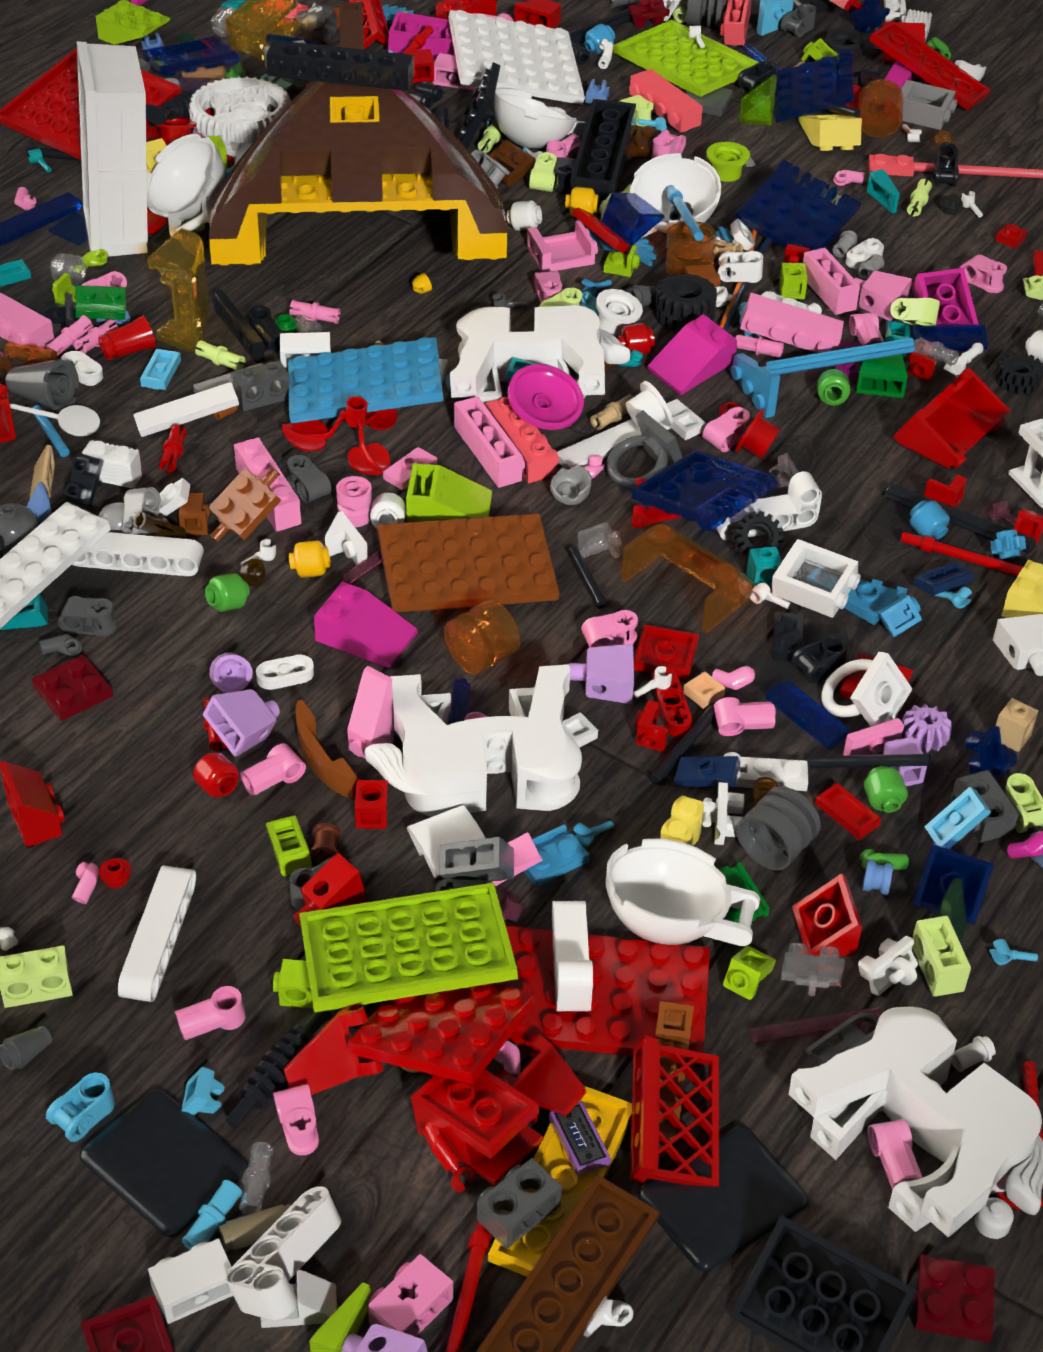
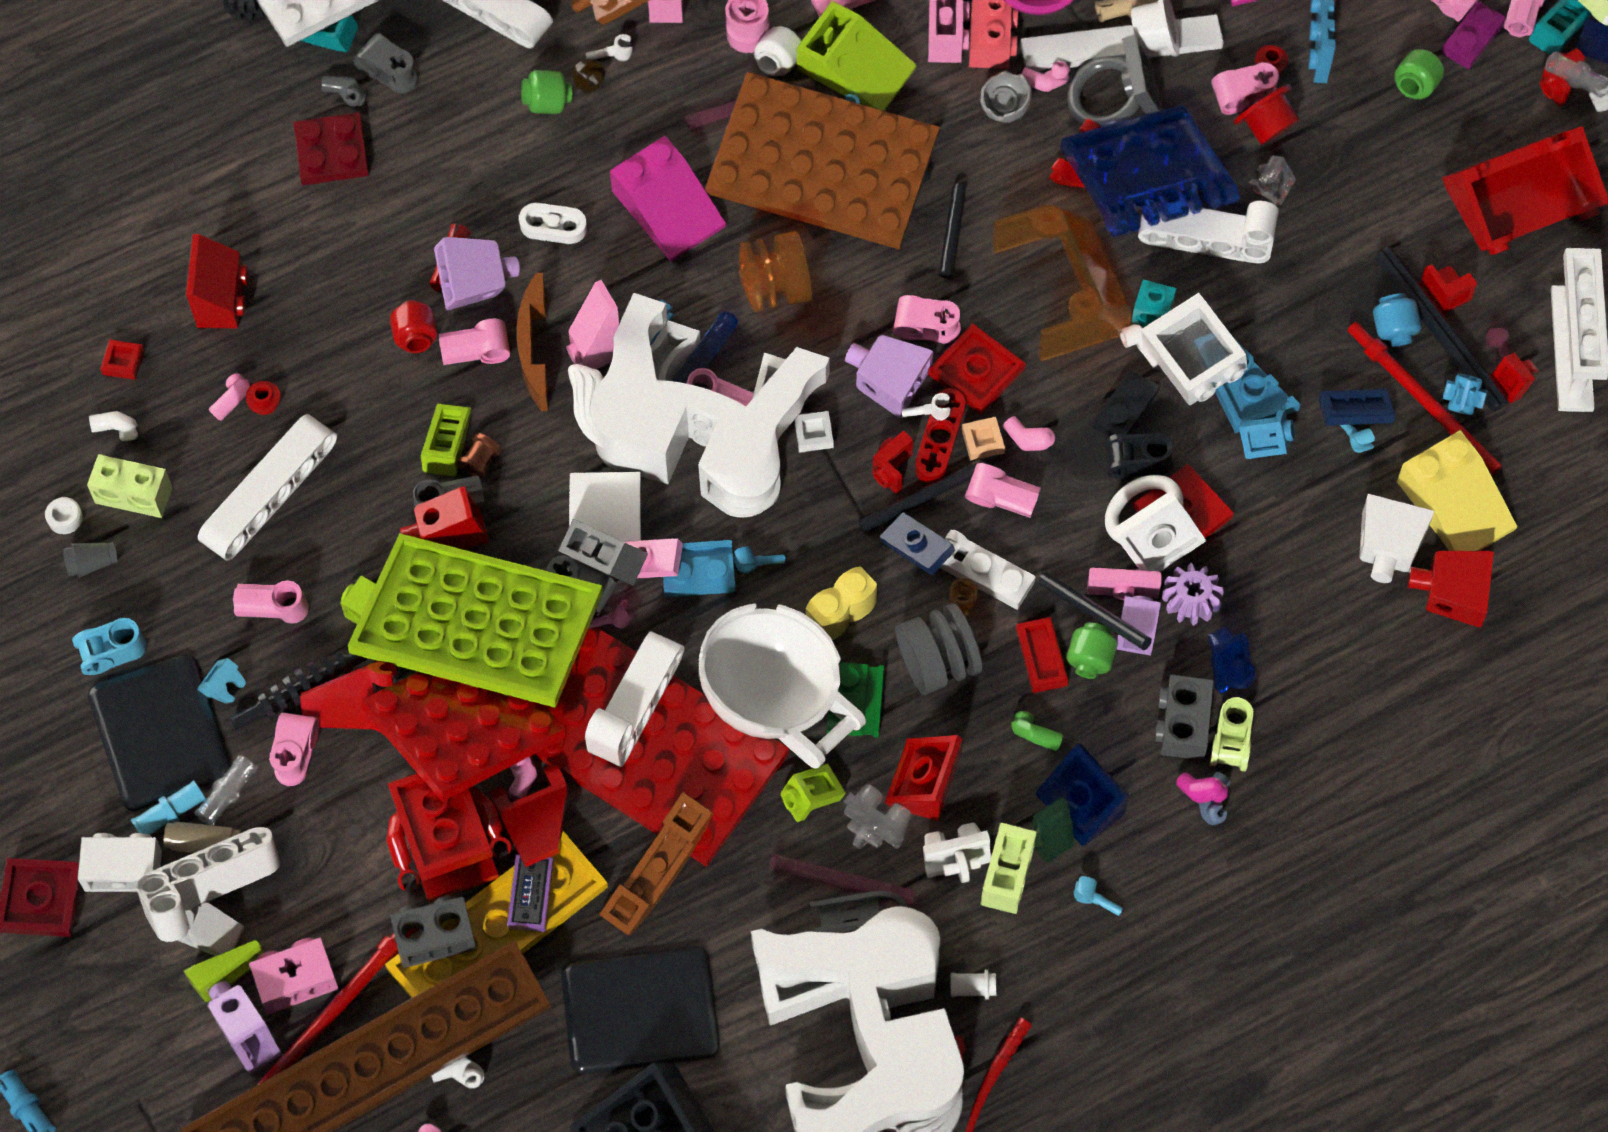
camera: 30 degrees right, 20 degrees up
(230, 672) = (491, 203): lavender piece -> none
(310, 559) = (657, 83): yellow head -> none
(345, 538) = (708, 66): white slope -> none
(371, 804) = (550, 442): red brick -> none
(599, 539) = (992, 187): clear bracket -> none
(646, 1118) = (610, 893): red fence -> none
(688, 425) = (1204, 59): white plate -> none
(717, 812) = (910, 590): white hips -> none
(759, 522) = (1177, 242): black tyre -> none
(807, 714) = (1079, 516): clear blue tile -> none
(841, 356) = (1451, 35): dark azure axle -> none
(877, 877) = (1012, 748): medium blue wheel -> none
(883, 377) = (1496, 75): green torso -> none
(894, 1146) = (825, 1041): bright pink piece -> none
(958, 818) = (1139, 722): medium azure plate -> none
(1016, 724) = (1293, 634): tan brick -> none

